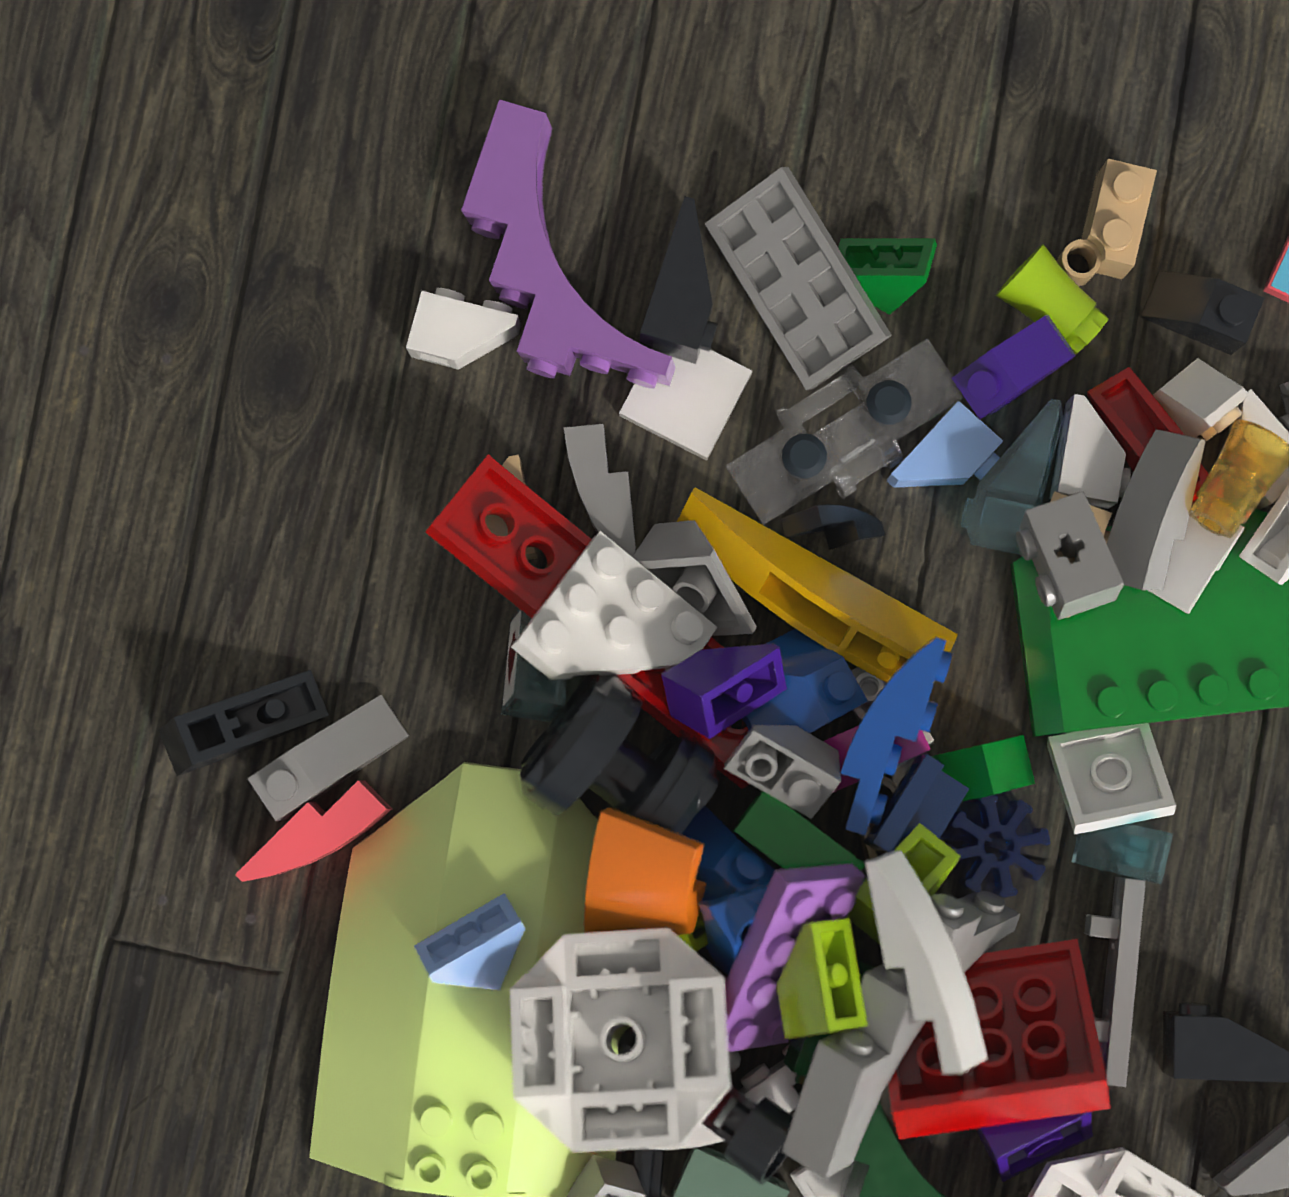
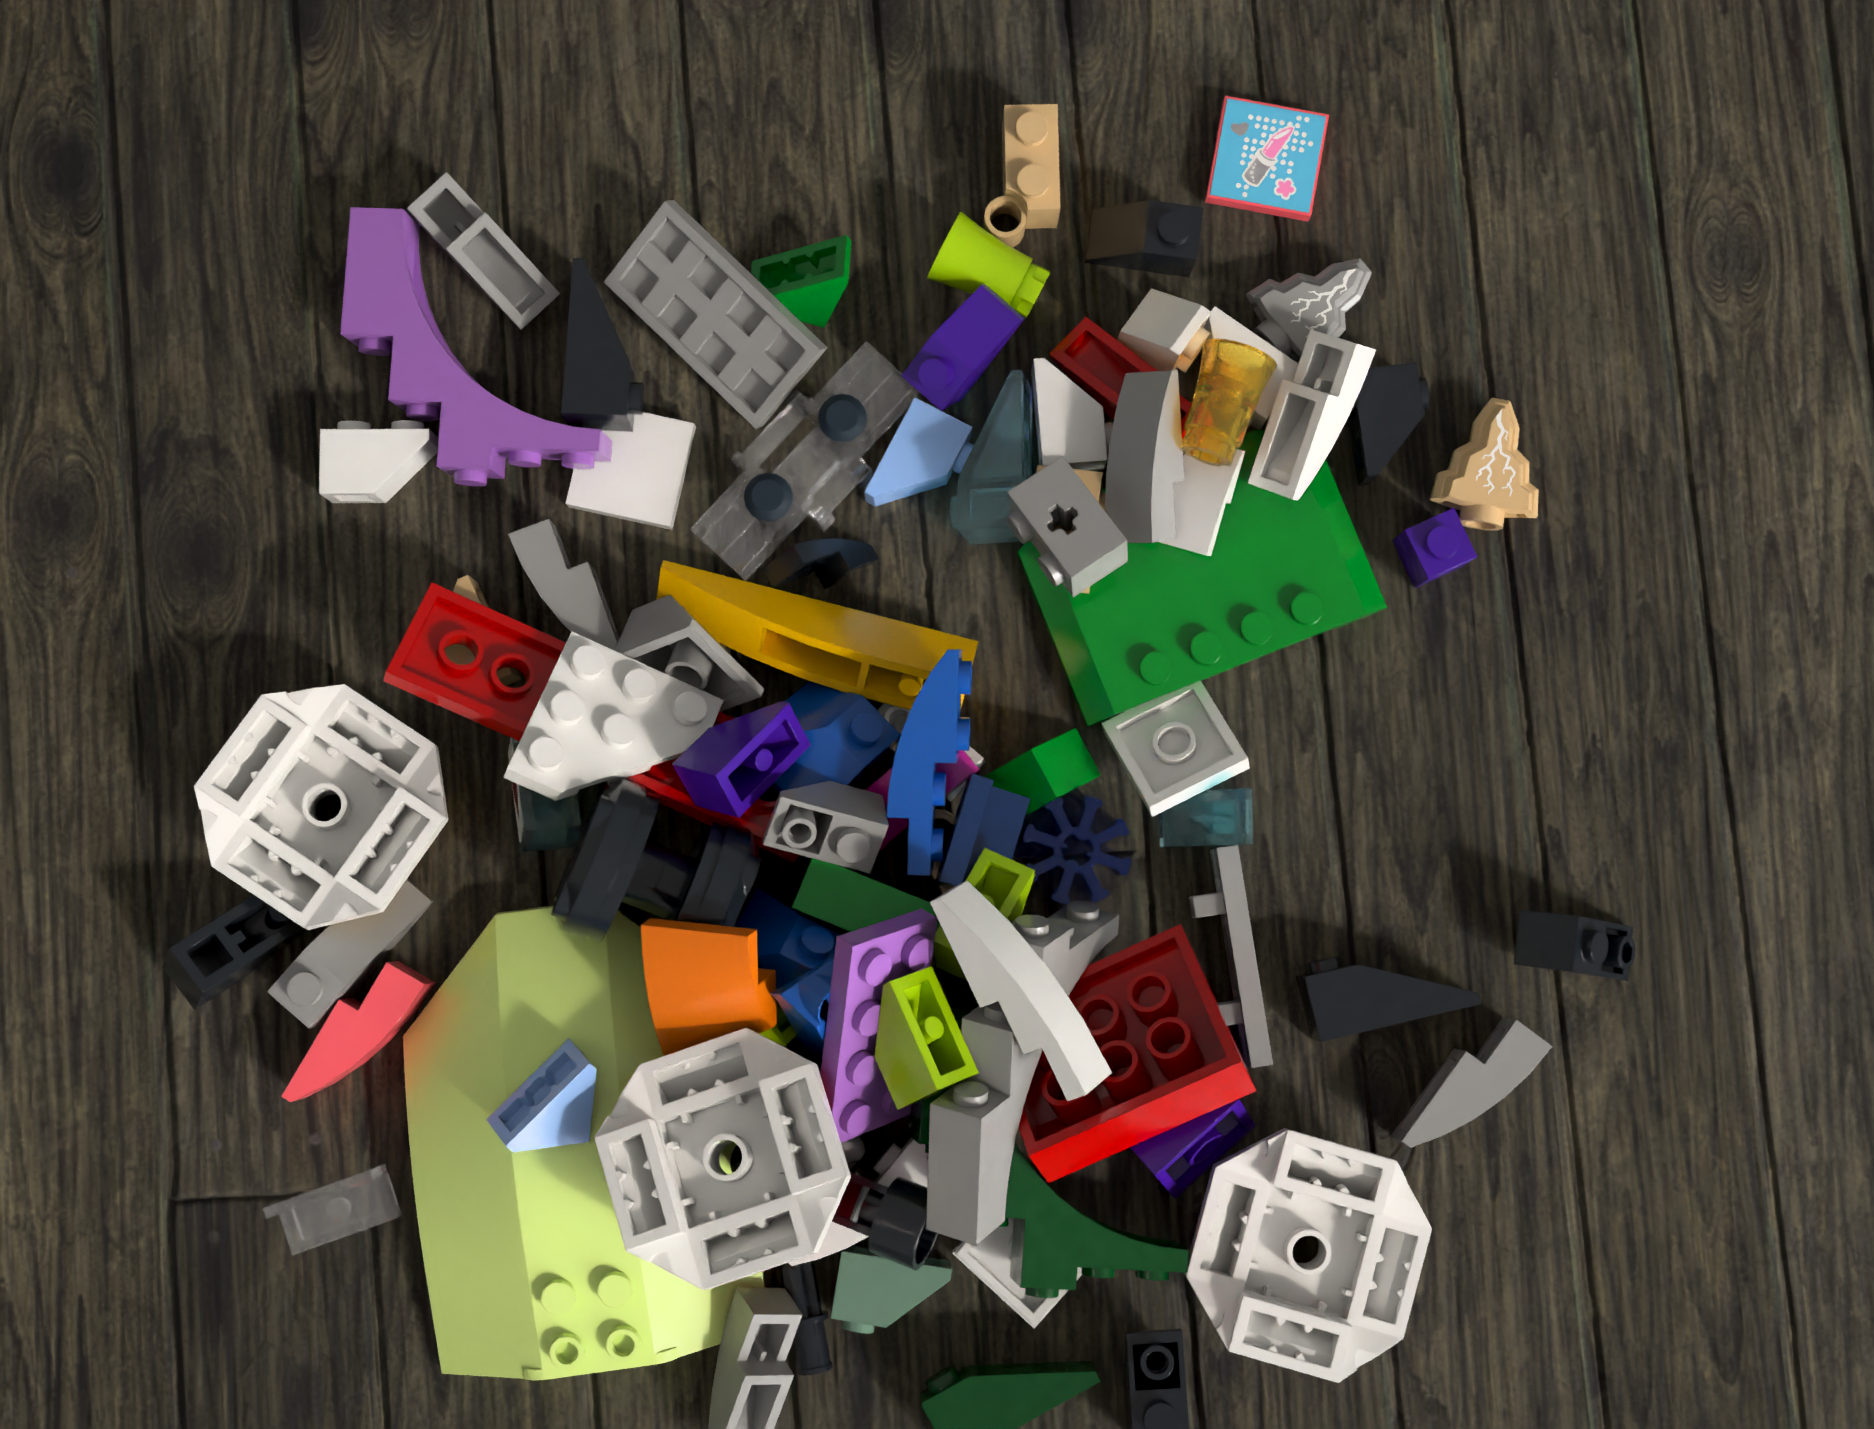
camera: 25 degrees left, 0 degrees up
(255, 986) = (337, 1209): none -> clear panel
(329, 573) = (265, 793): none -> white piece
(604, 167) = (482, 251): none -> light grey slope

